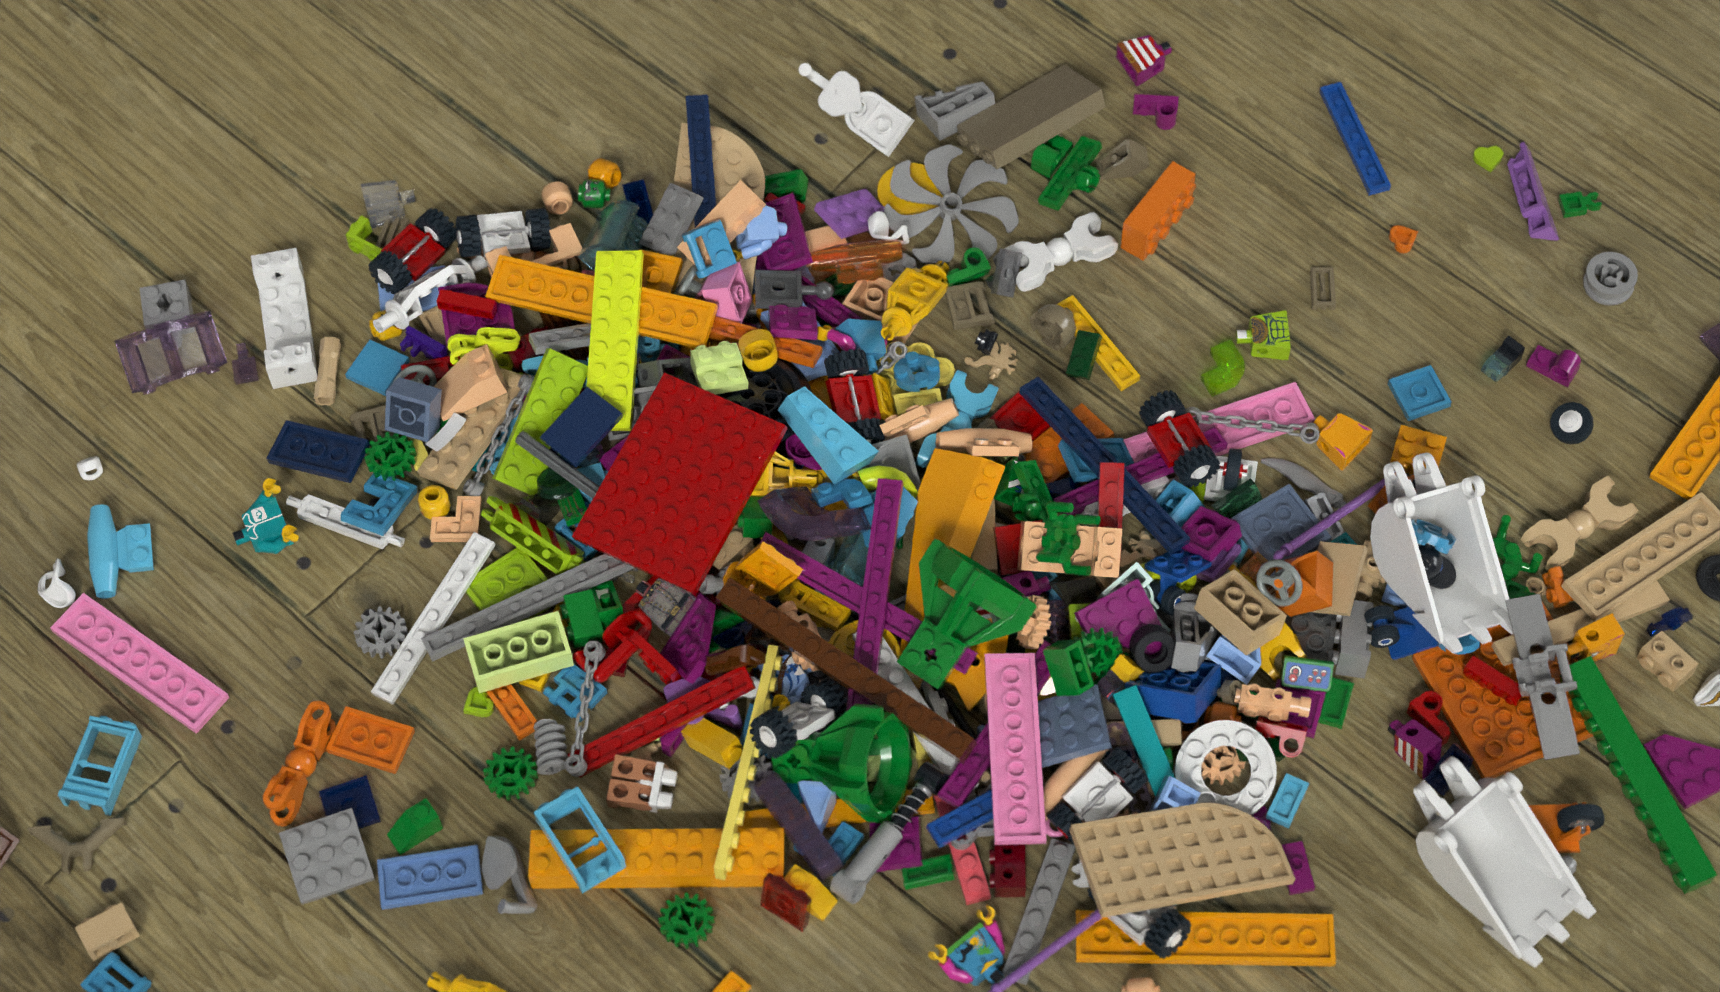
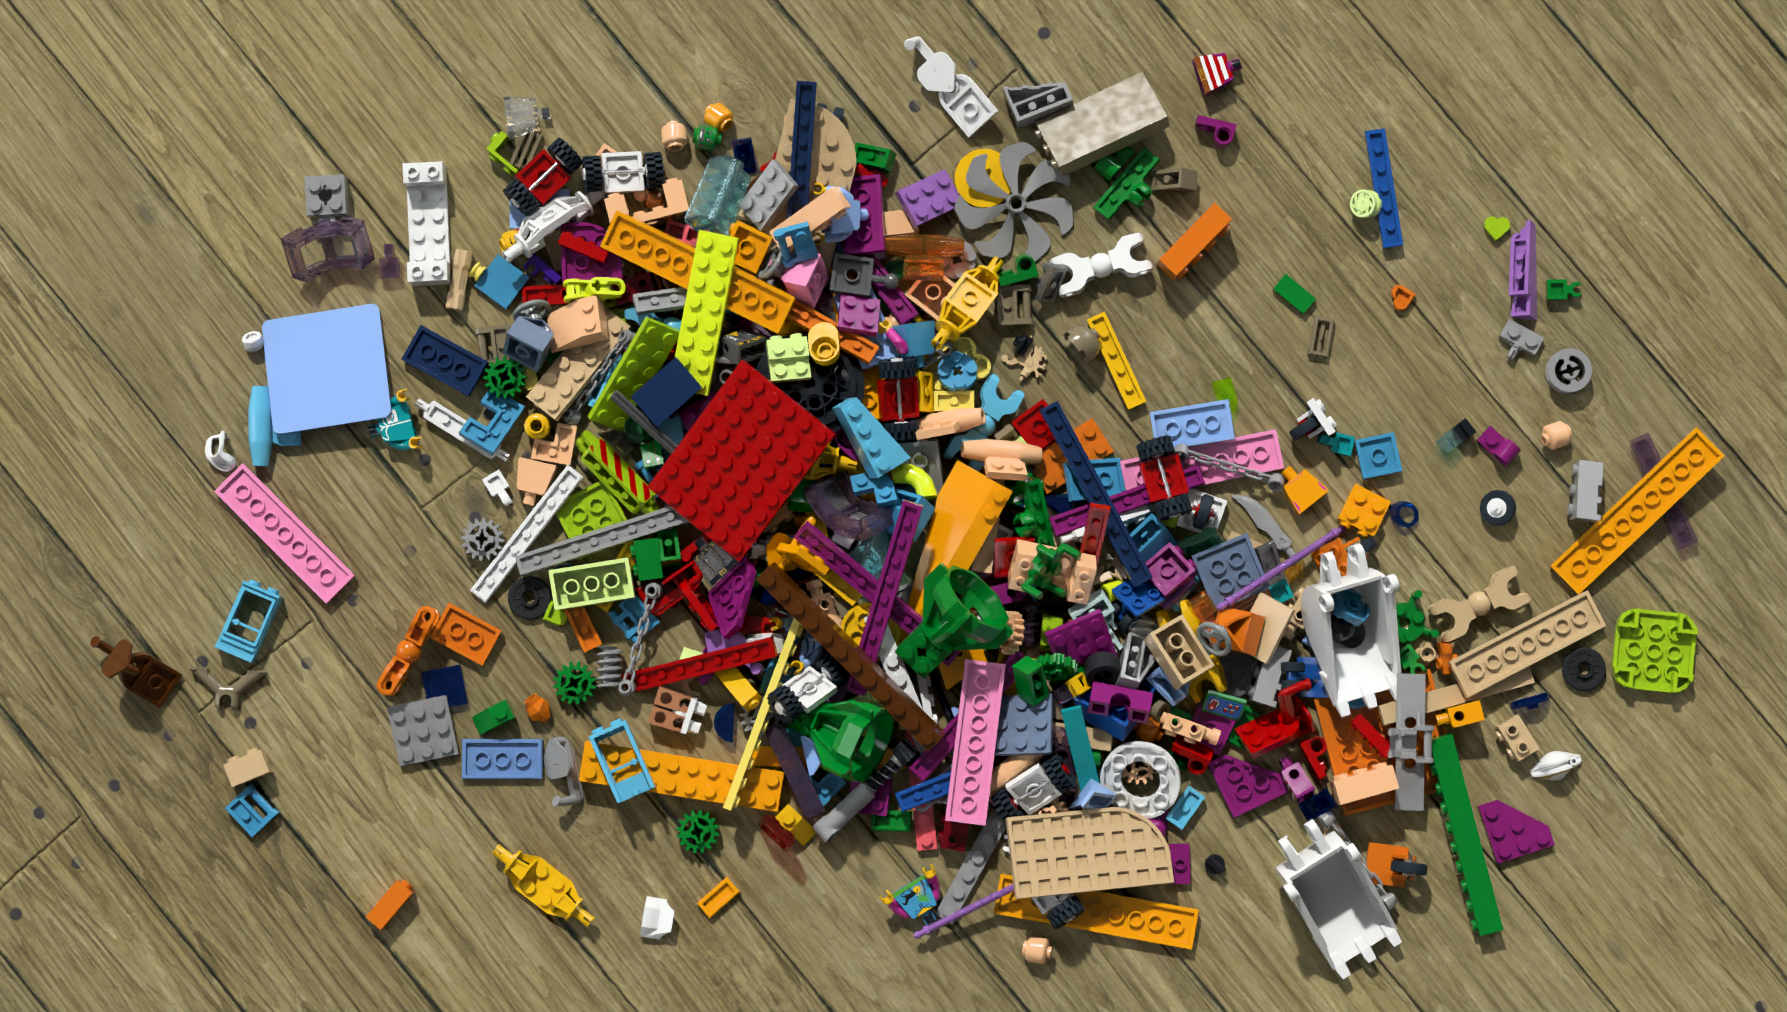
camera: 10 degrees right, 25 degrees up
(178, 481) = (326, 369): none -> light blue piece
(346, 358) = (477, 271): none -> light yellow bush
(394, 573) = (497, 485): none -> white plate
(435, 557) = (534, 478): none -> light nougat torso
(440, 676) = (518, 591): none -> black wheel
(447, 432) = (554, 367): white sticker -> none
(468, 808) = (537, 708): none -> orange rock
(701, 790) = (725, 722): none -> clear blue plate
(733, 658) = (763, 630): reddish brown slope -> none
(879, 228) = (948, 220): white piece -> none
(1083, 355) = (1102, 373): dark green plate -> none
(1199, 670) = (1134, 701): none -> magenta arch
(1206, 384) = (1195, 423): none -> light blue plate
(1267, 336) = (1262, 379): lime torso -> none
(1282, 251) = (1294, 294): none -> green tile
(1338, 363) = (1307, 426): none -> plate
(1339, 861) = (1214, 864): none -> black plate
(1340, 152) = (1366, 204): none -> yellowish green wheel
(1354, 763) = (1245, 784): none -> magenta plate
(1355, 521) = (1298, 571): none -> clear yellow plate
(1372, 387) = (1340, 443): none -> teal plate
(1398, 677) = (1279, 725): none -> red plate
(1455, 449) = (1395, 510): none -> clear blue piece
(1500, 728) = (1363, 783): none -> light nougat brick
(1546, 258) = (1520, 339): none -> light grey plate
(1616, 342) = (1556, 435): none -> light nougat head
(1667, 393) = (1585, 491): none -> light grey wedge

